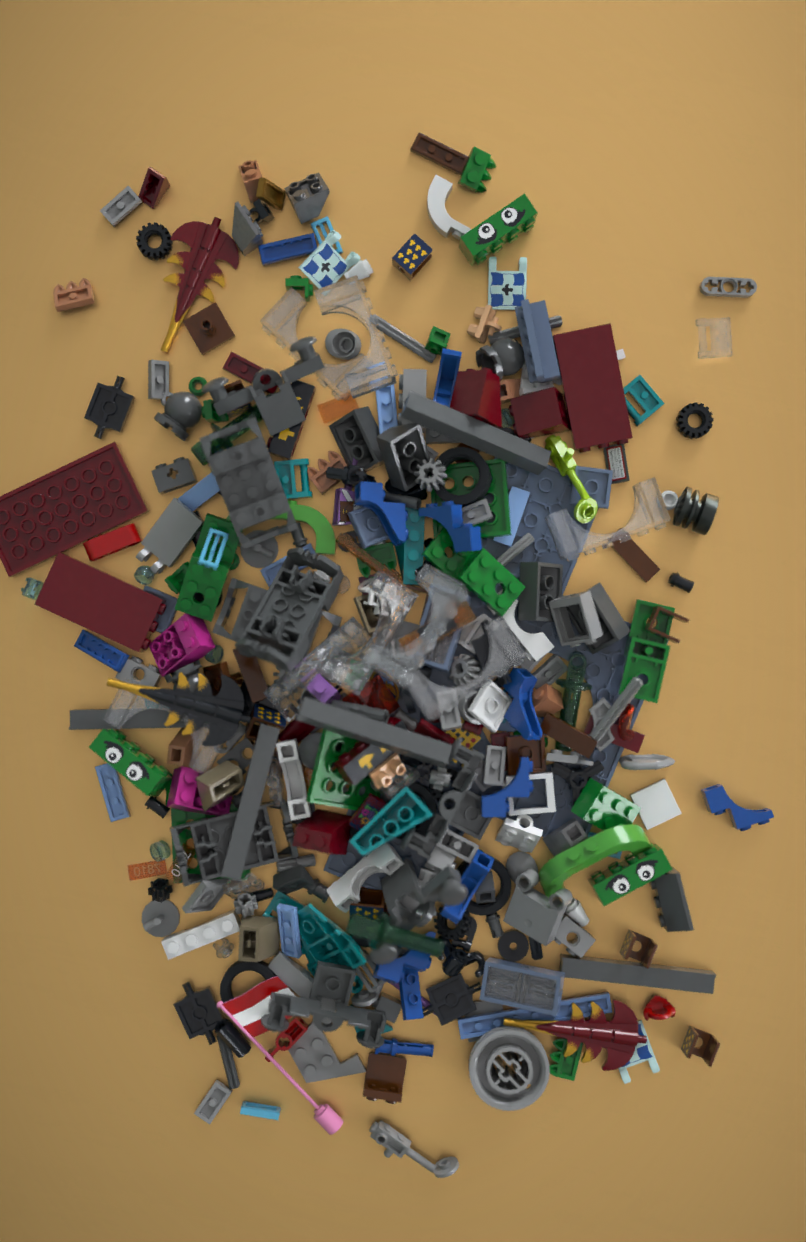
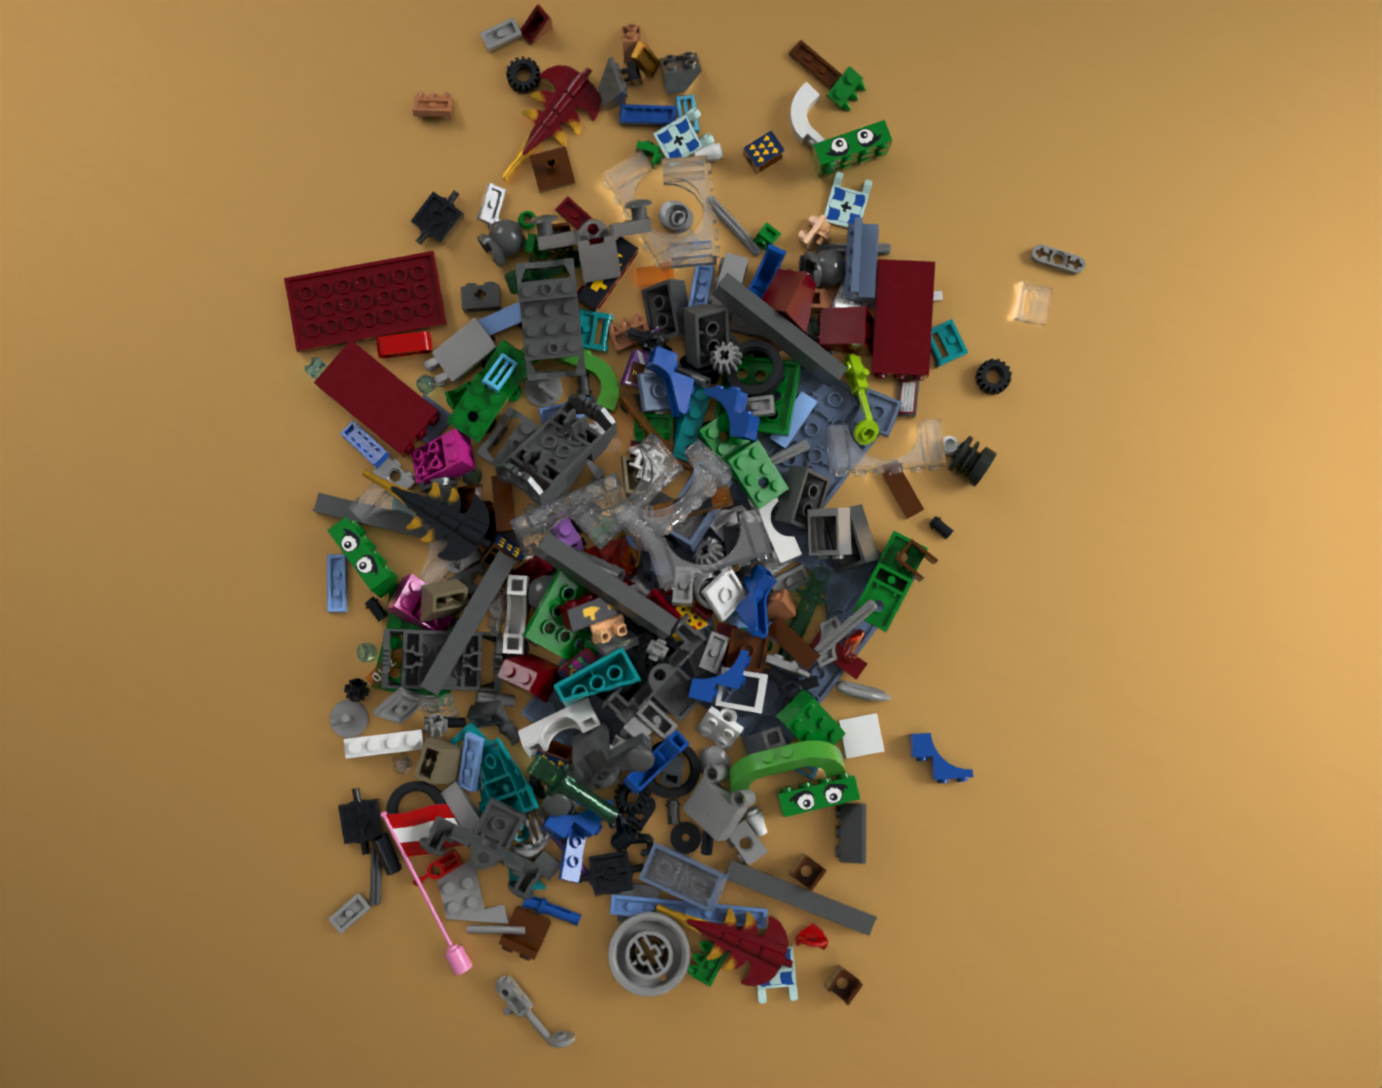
camera: 10 degrees right, 5 degrees down
(147, 869) = (349, 668): clear orange sticker -> none
(180, 750) = (414, 558): nougat slope -> none
(260, 1110) = (394, 933): medium azure tile -> none
(356, 1081) = (495, 929): none -> light grey bar

